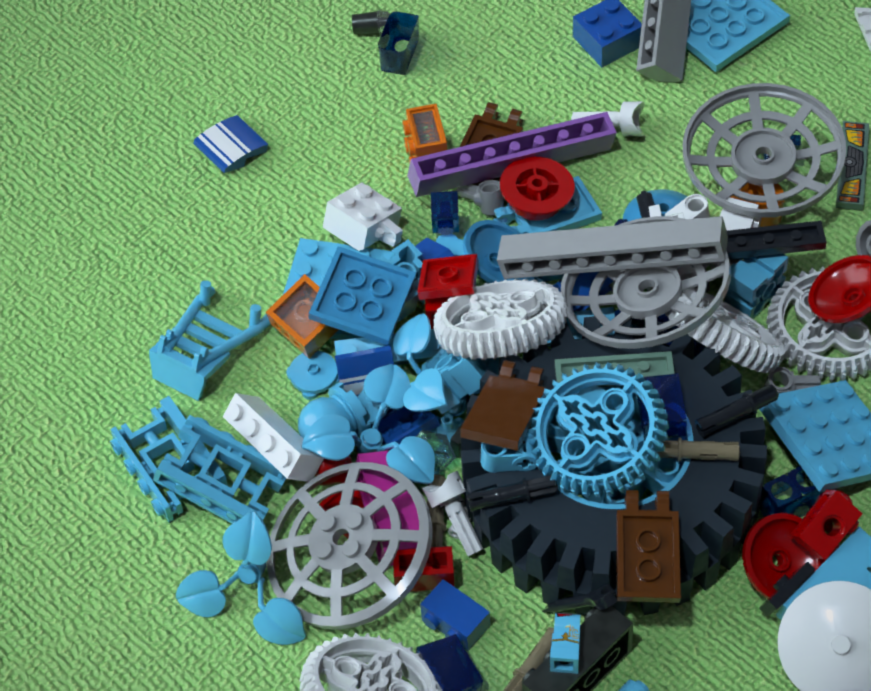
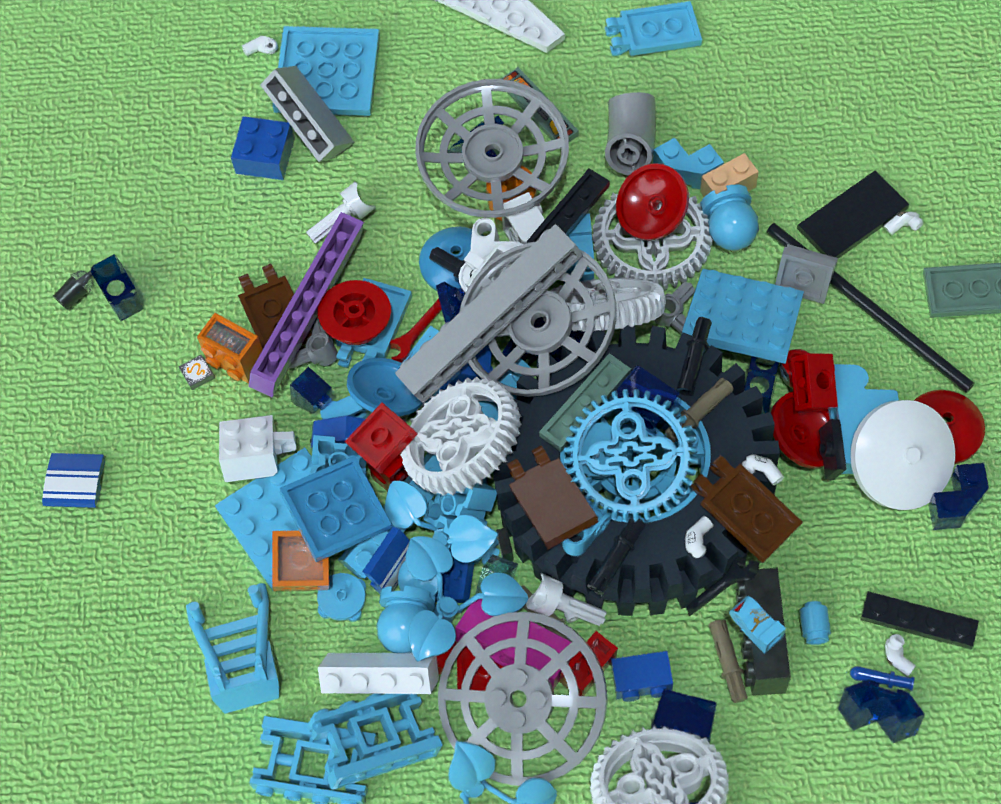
camera: 45 degrees left, 10 degrees up
(390, 144) = (196, 372): none -> tile
(586, 531) = (694, 537): none -> white arm
(693, 524) = (765, 465): none -> white arm

